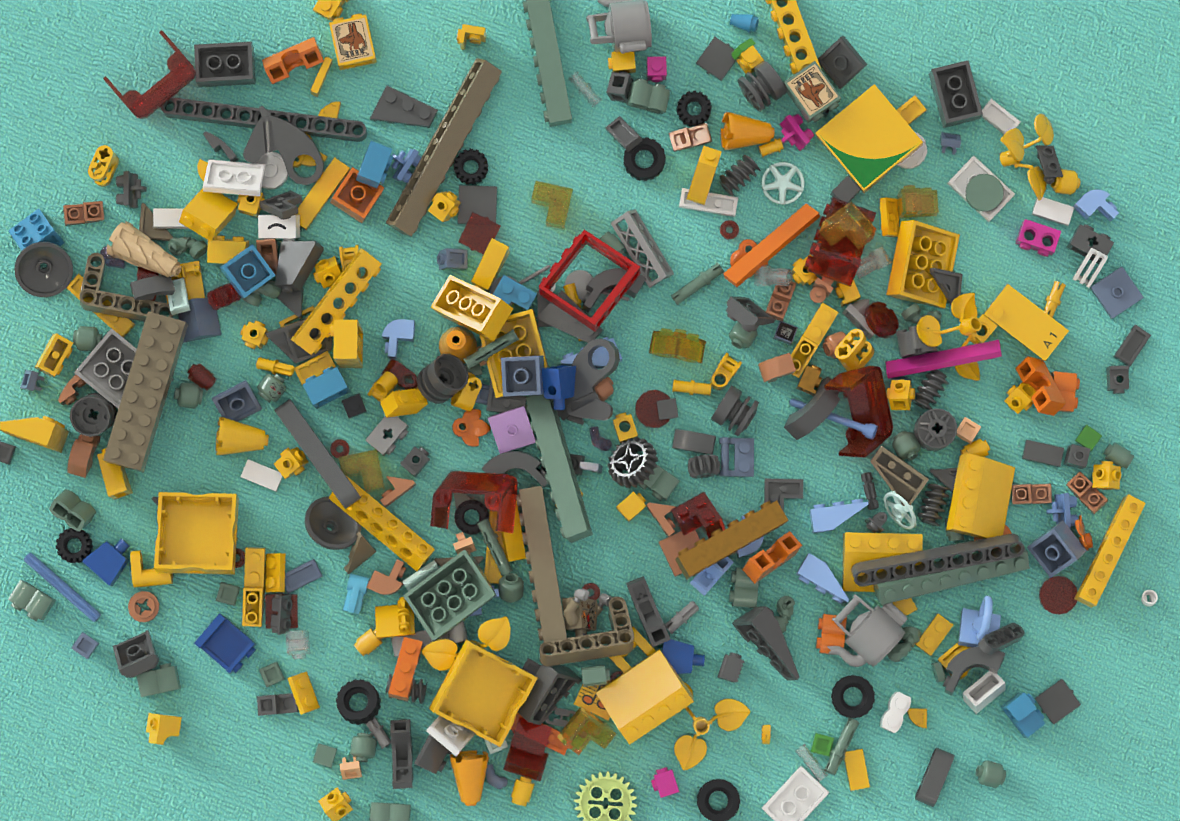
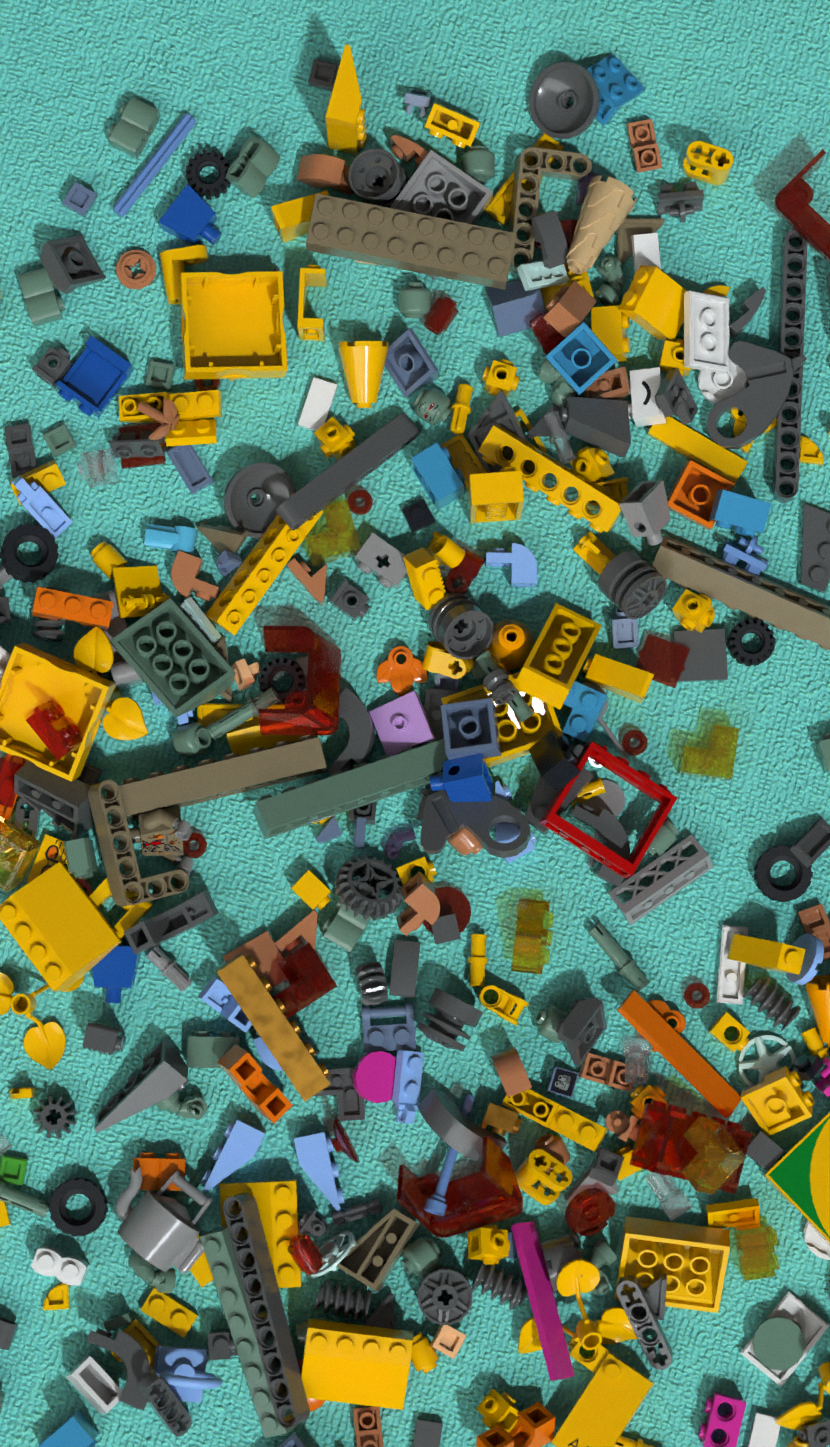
camera: 90 degrees right, 0 degrees up
(203, 478) = (310, 328): none -> yellow panel
(207, 278) = (569, 308): none -> nougat brick
(220, 678) = (53, 374): none -> dark grey brick
(266, 587) = (168, 418): none -> nougat plant
(304, 294) = (559, 437): none -> clear pin
(323, 690) = (41, 507): none -> light blue hinge
(367, 233) = (646, 510): none -> light grey torso
(378, 551) = (227, 562): none -> sand blue tile
(397, 273) = (594, 552): none -> yellow hinge
(422, 249) = (632, 584): none -> dark grey wheel
(492, 351) = (501, 688): none -> dark grey wheel
(497, 688) = (54, 729): none -> clear red bracket
(536, 253) = (634, 734): none -> clear red plate
(550, 315) = (555, 760): none -> black brick
(588, 489) = (329, 832): none -> sand blue slope
(648, 423) = (422, 902): none -> nougat brick
(708, 140) = (813, 955): none -> light blue tile
(755, 215) = (719, 1028): none -> yellow brick
(772, 467) = (375, 1076): none -> dark pink tile
(780, 446) = (407, 1084): none -> light blue hinge
(781, 715) = (48, 1110): none -> dark grey gear
(788, 155) = (807, 1066): none -> black plate
(811, 176) = (778, 1101): none -> yellow plate
(818, 497) = (342, 1142): none -> clear red dish
(850, 304) = (606, 1166): none -> dark grey slope
(899, 527) = (305, 1254): none -> clear red brick
(959, 596) = (221, 1344): none -> dark grey brick
(964, 290) = (644, 1322): none -> dark grey beam

